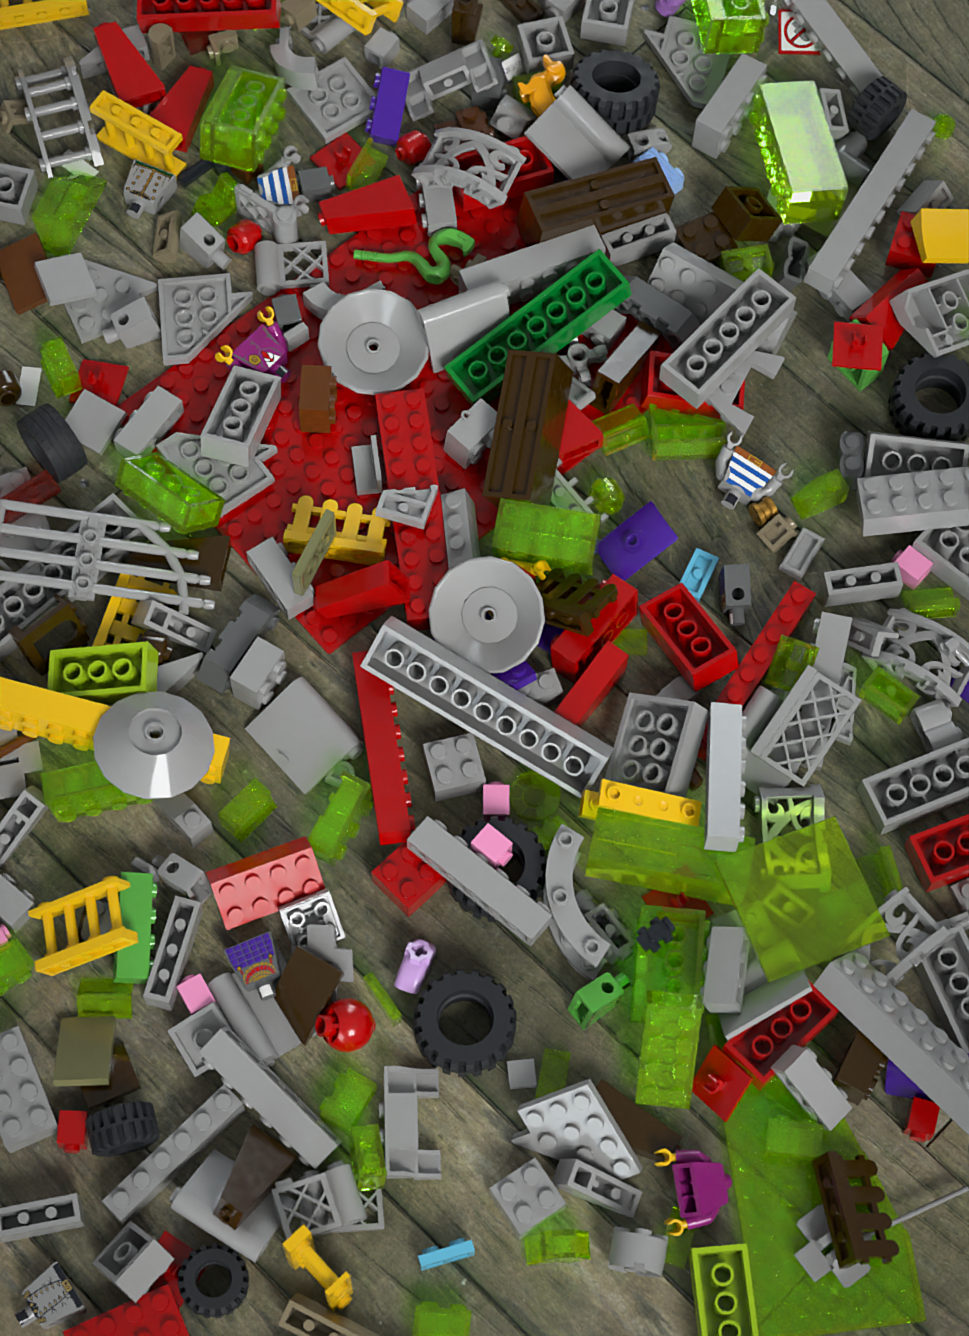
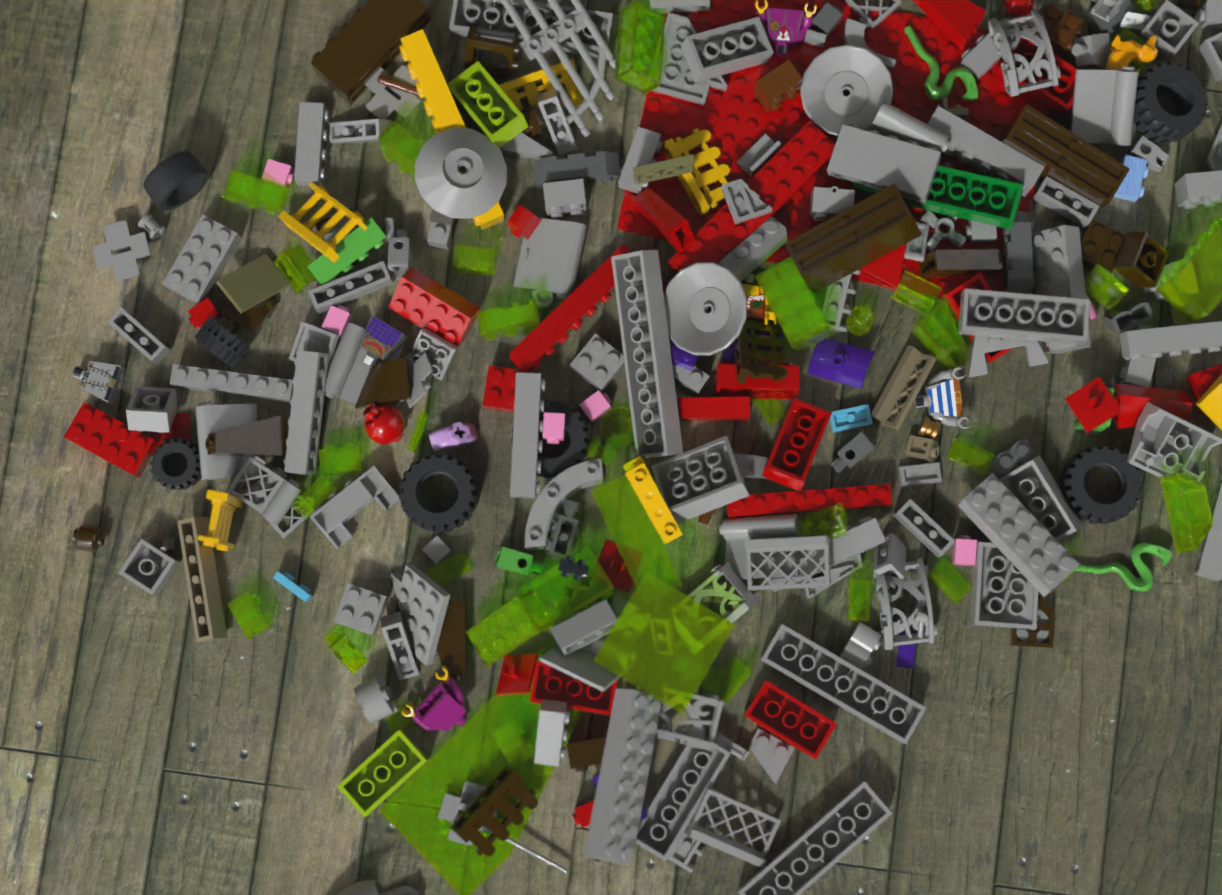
camera: 60 degrees right, 15 degrees up
(212, 559) = (619, 109): dark brown slope -> none
(249, 734) = (523, 222): none -> red brick
(474, 353) = (882, 161): none -> light grey brick
(698, 508) = (899, 387): none -> dark tan fence
(723, 777) = (709, 535): brick -> none

